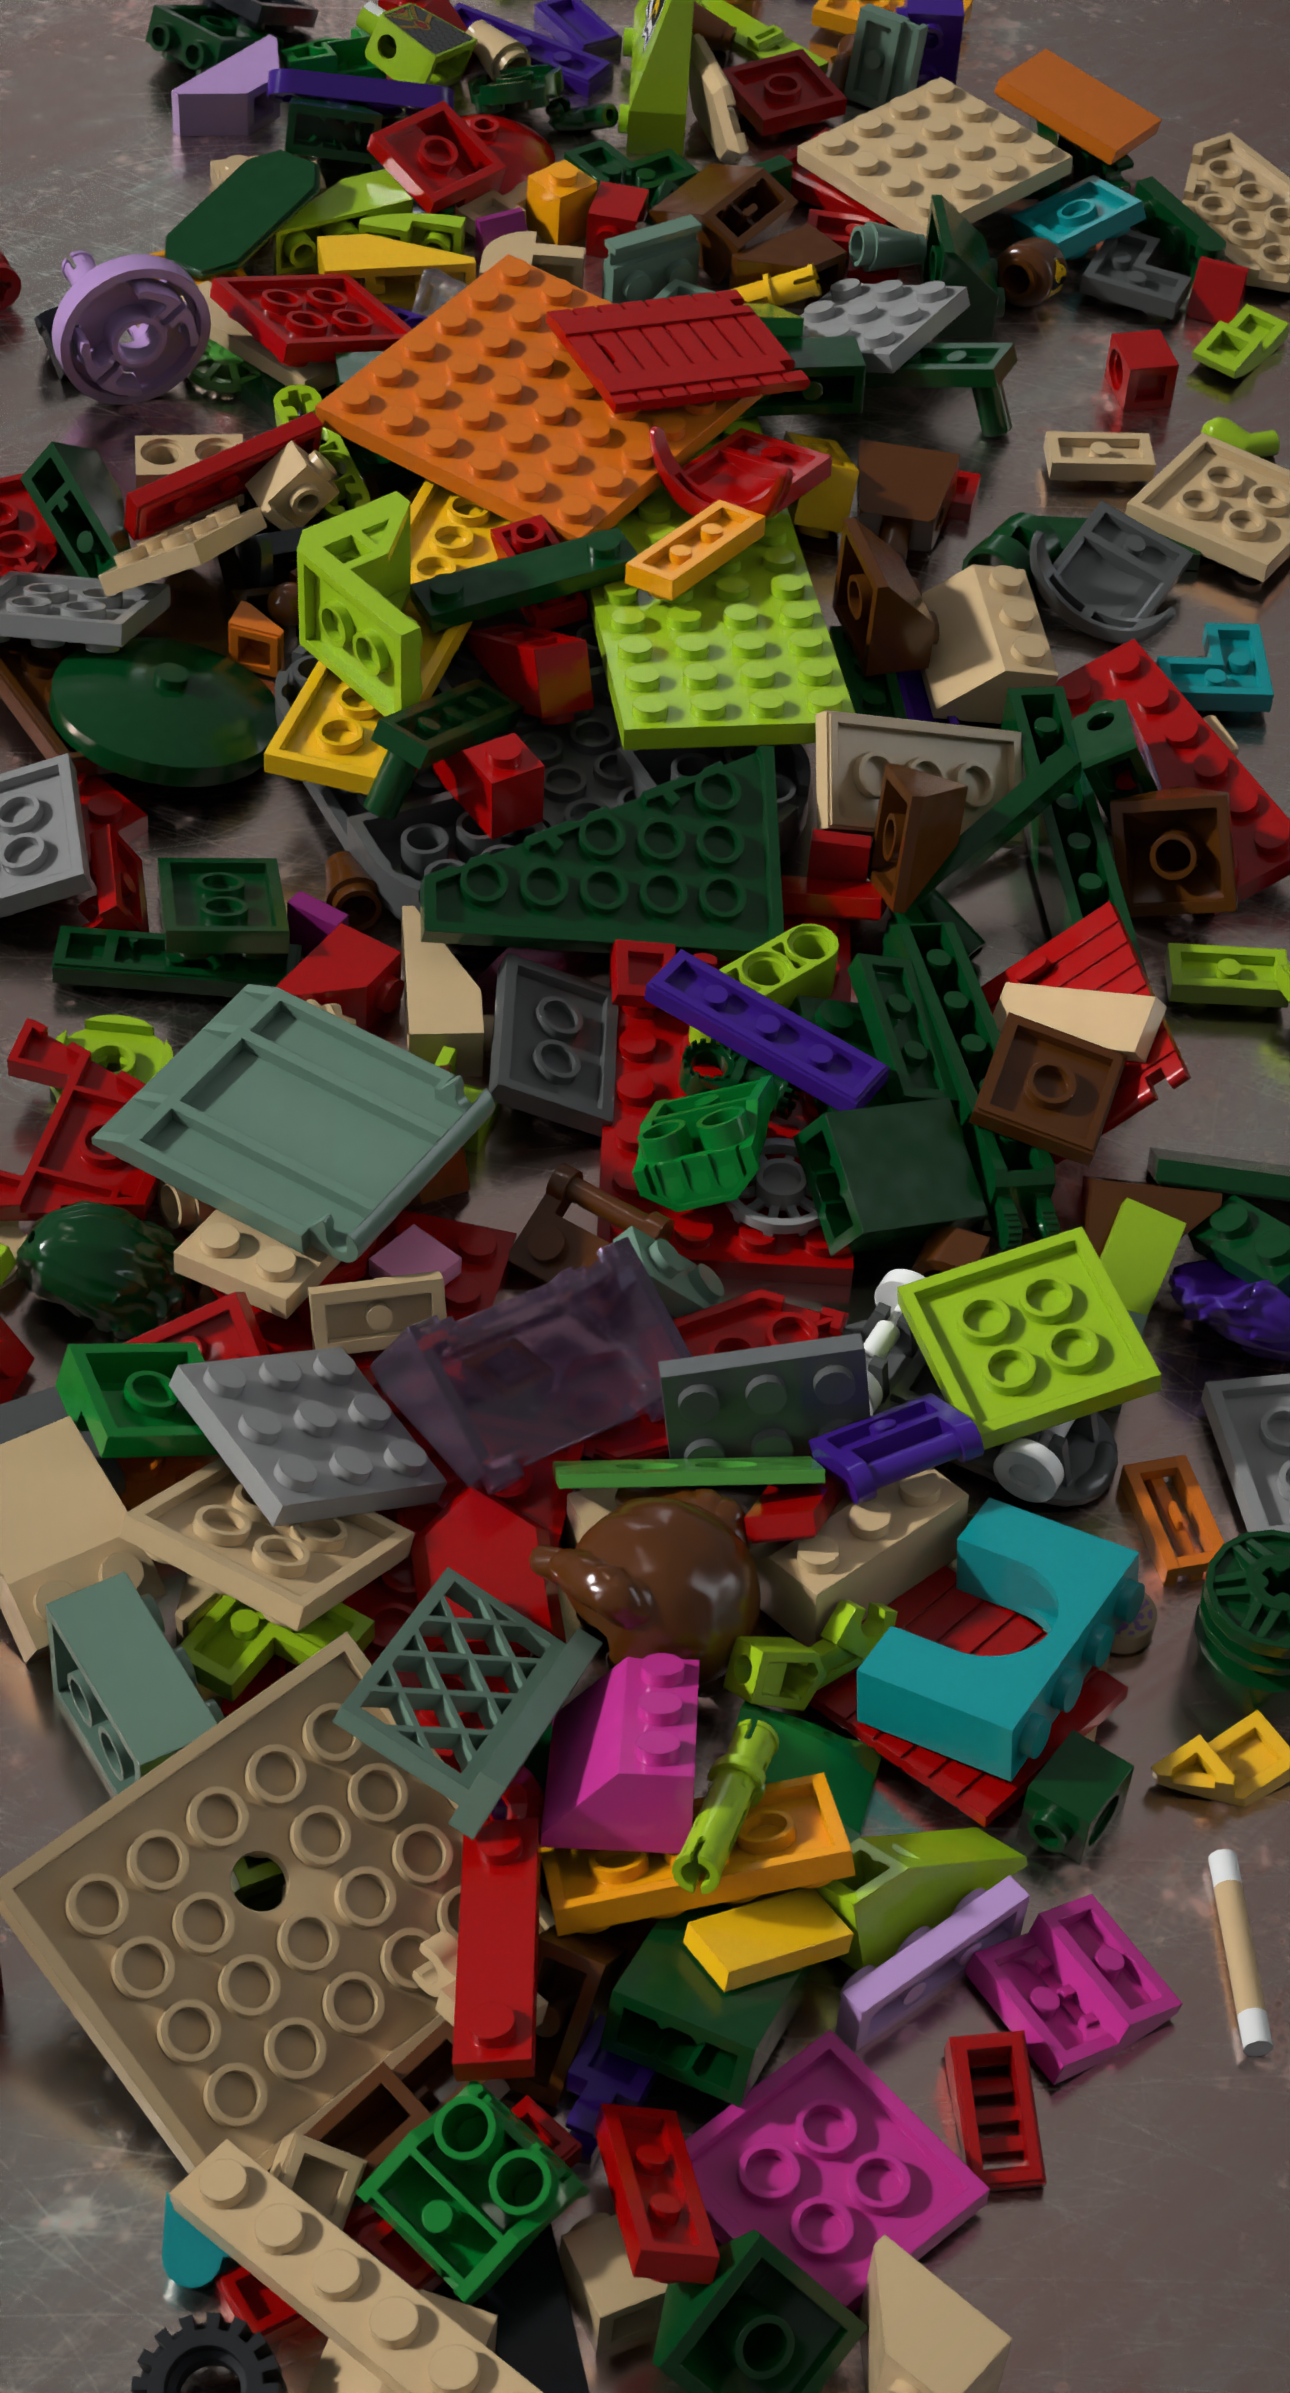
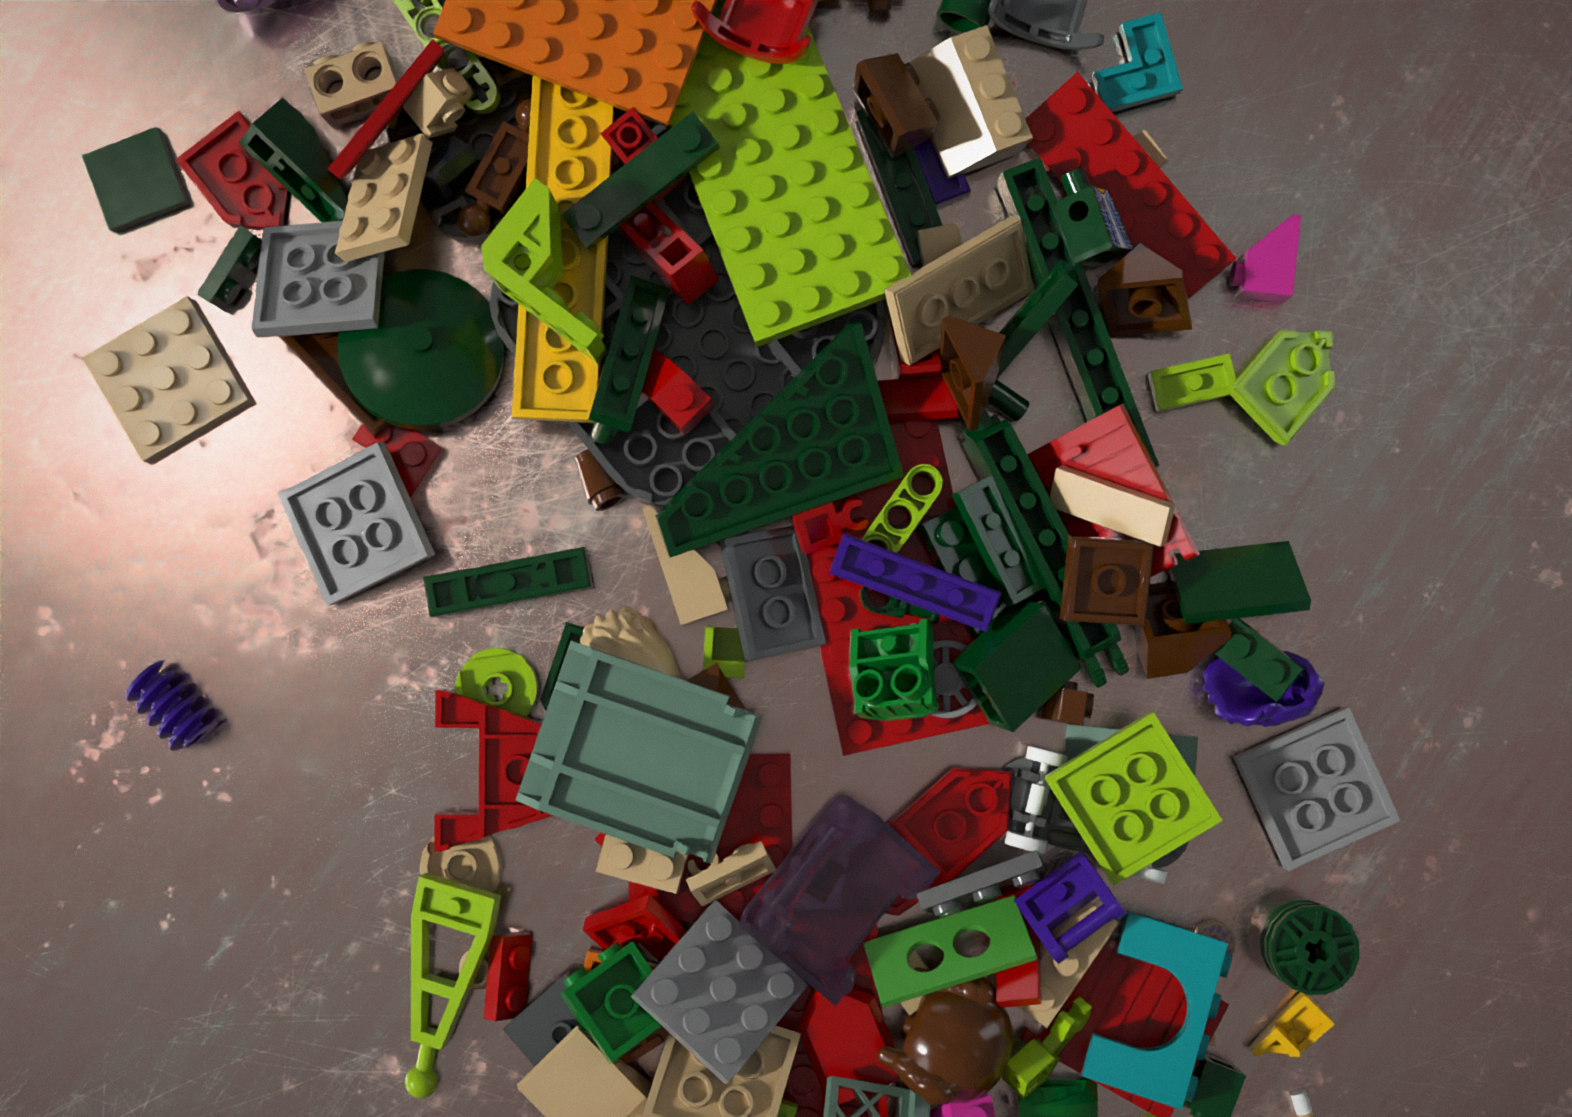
camera: 10 degrees left, 40 degrees up
(106, 1268) = (551, 864): dark green piece -> none
(119, 884) = (448, 528): red plate -> none
(222, 907) = (522, 537): dark green plate -> none
(255, 641) = (457, 254): orange slope -> none
(311, 920) = (589, 527): magenta tile -> none
(350, 972) = (619, 575): red slope -> none
(415, 1253) = (744, 817): bright pink tile -> none
(555, 1244) = (835, 766): reddish brown plate -> none
(678, 1281) = (898, 783): sand green plate -> none
(694, 550) = (754, 116): light orange plate -> none
(1140, 1253) = (1179, 687): lime slope -> none
(1150, 1526) = (1252, 859): orange tile -> none

